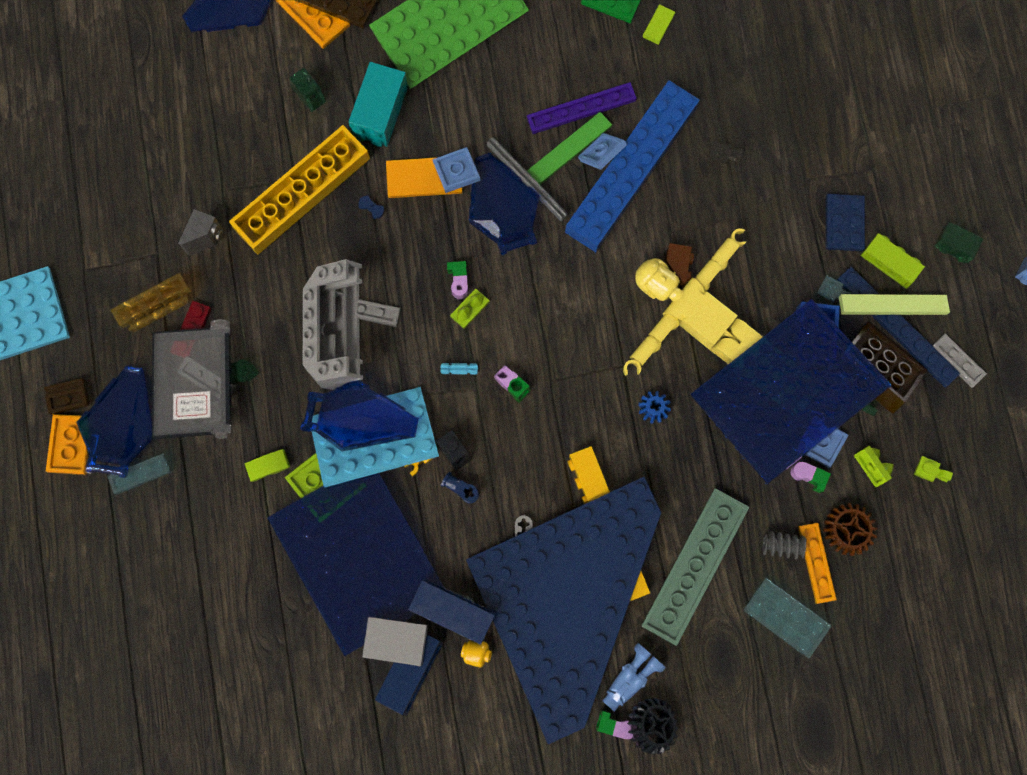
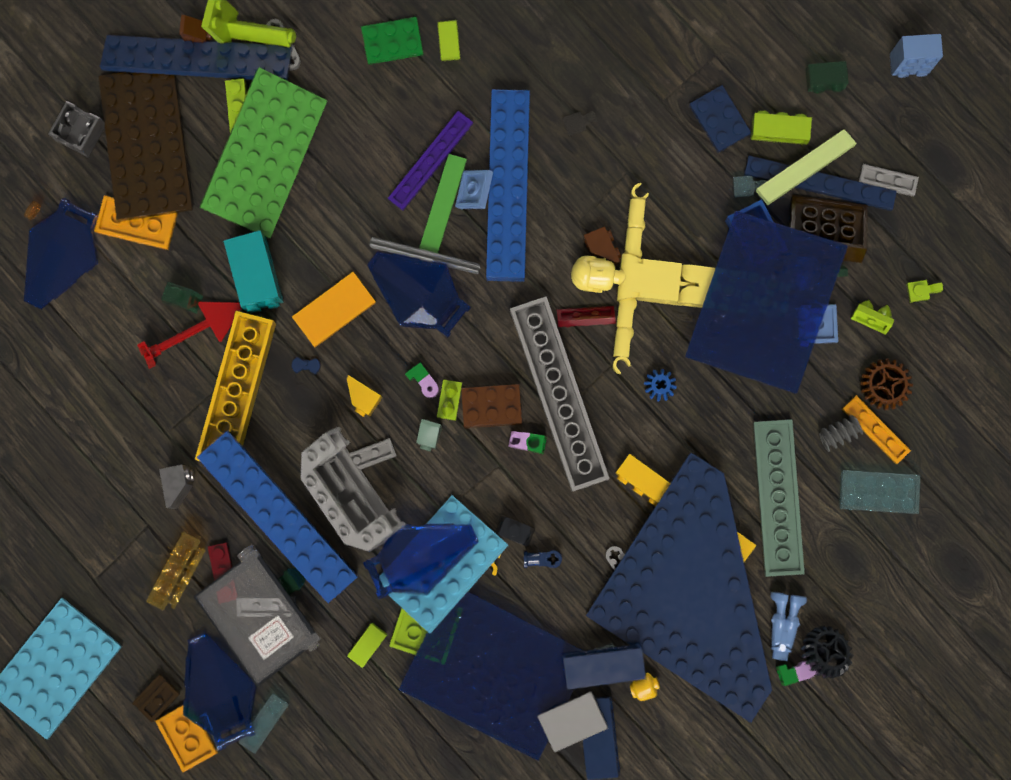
camera: 25 degrees left, 5 degrees up
(264, 309) = (277, 516): none -> blue brick
(325, 123) = (218, 317): none -> red piece
(399, 260) = (362, 397): none -> yellow slope
(433, 324) = (428, 435): none -> sand green slope
(456, 170) = (359, 286): medium blue tile -> none
(459, 368) = (474, 458): medium azure axle -> none
(501, 334) = (491, 406): none -> reddish brown brick
(563, 360) = (559, 394): none -> light grey brick
(628, 311) = (586, 316): none -> dark red plate
(810, 474) = (827, 358): leg -> none

